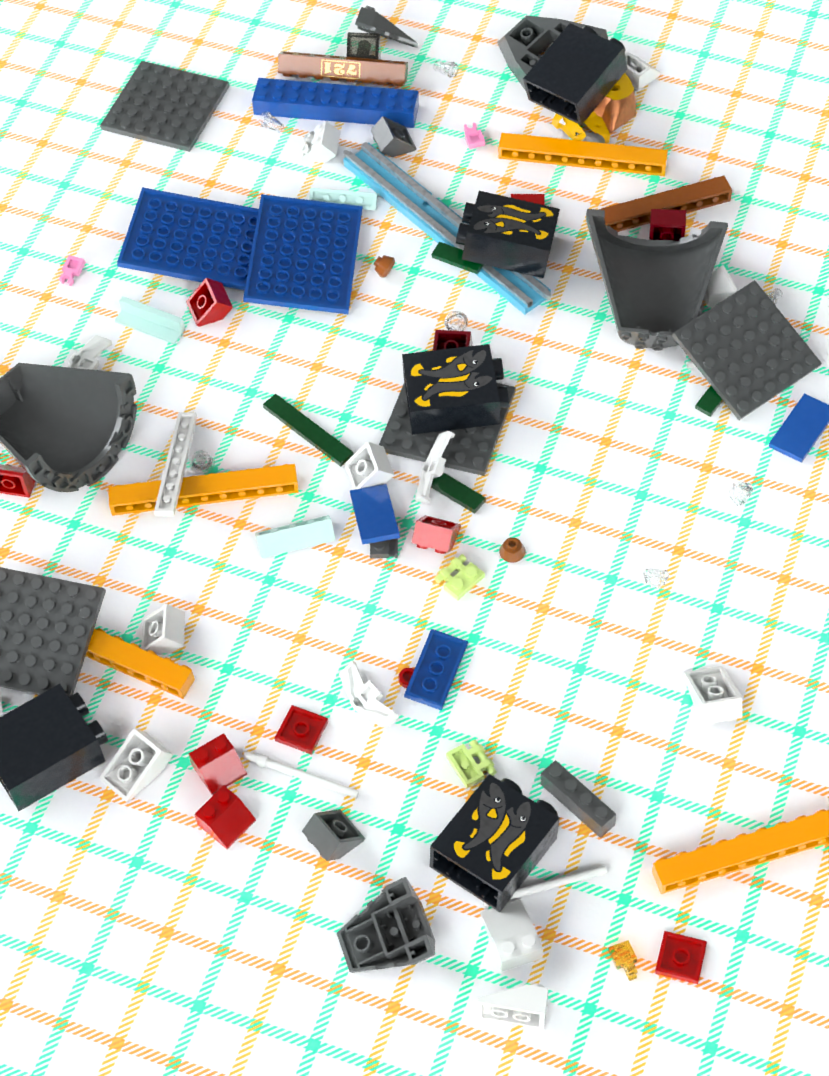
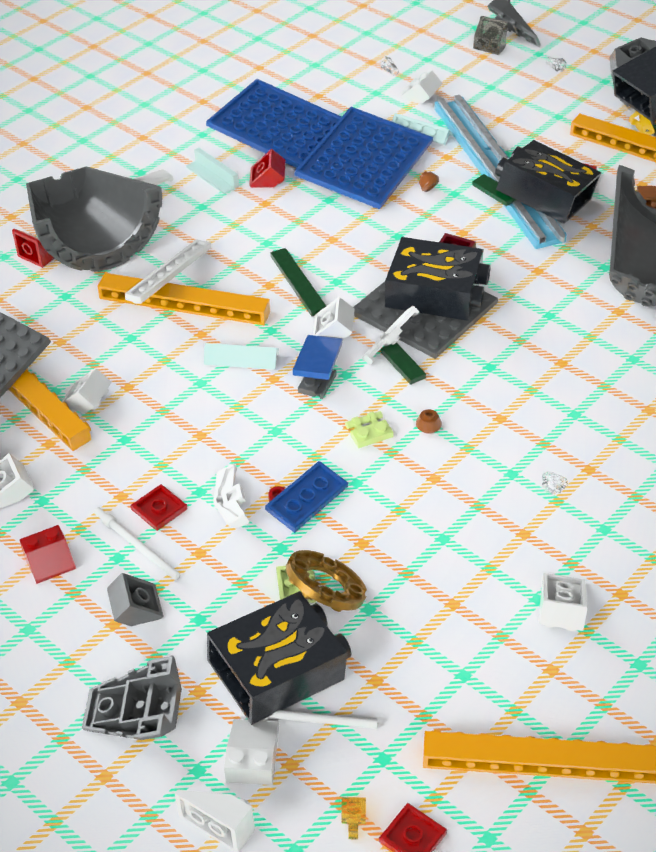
camera: 20 degrees right, 10 degrees down
(71, 268) = (173, 122): bright pink plate -> none
(165, 106) = (312, 38): dark grey plate -> none
(202, 462) = (195, 278): clear cone -> none
(217, 763) = (68, 507): slope -> none
(335, 102) = (452, 64): blue brick -> none
(342, 68) = (471, 43): brick -> none
(392, 138) = (484, 98): dark grey slope -> none
(435, 534) = (364, 388): slope -> none
(460, 325) = (470, 230): clear cone -> none
(473, 136) = (555, 113): bright pink plate -> none
(480, 736) = (307, 560): none -> pearl gold plate
(578, 799) = (381, 649): dark grey brick -> none

